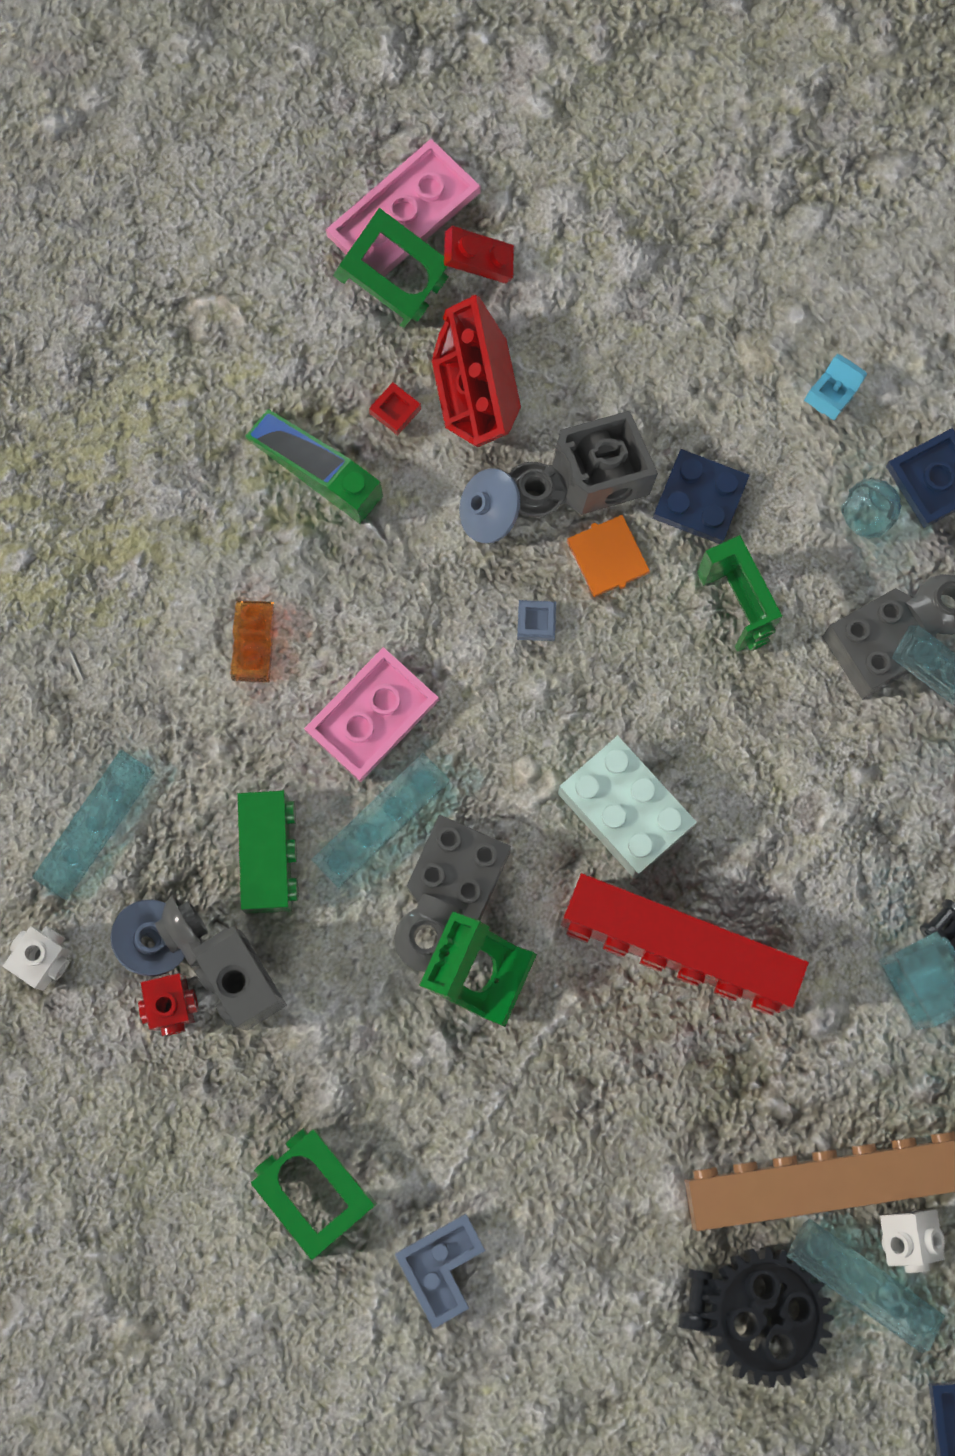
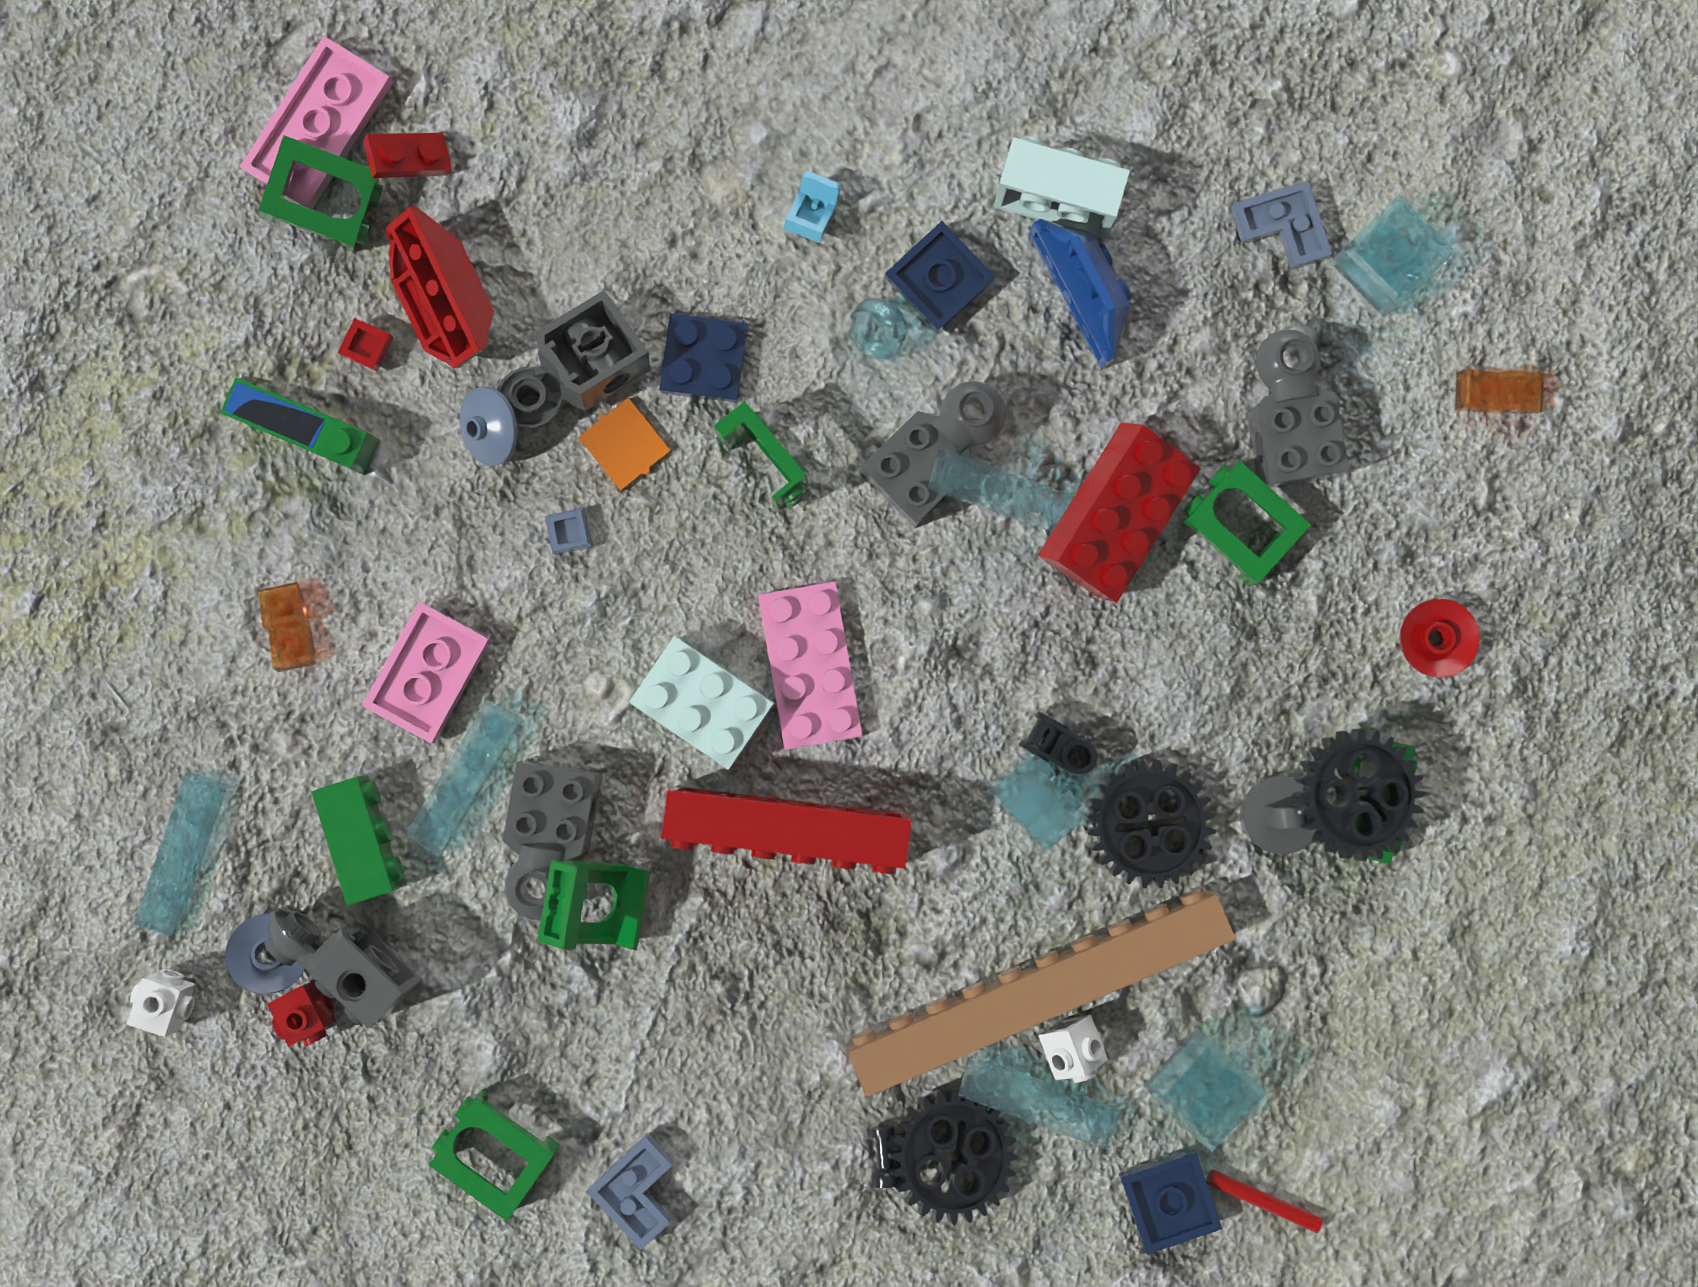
camera: 15 degrees left, 10 degrees up
(734, 801) = (810, 665): none -> bright pink plate

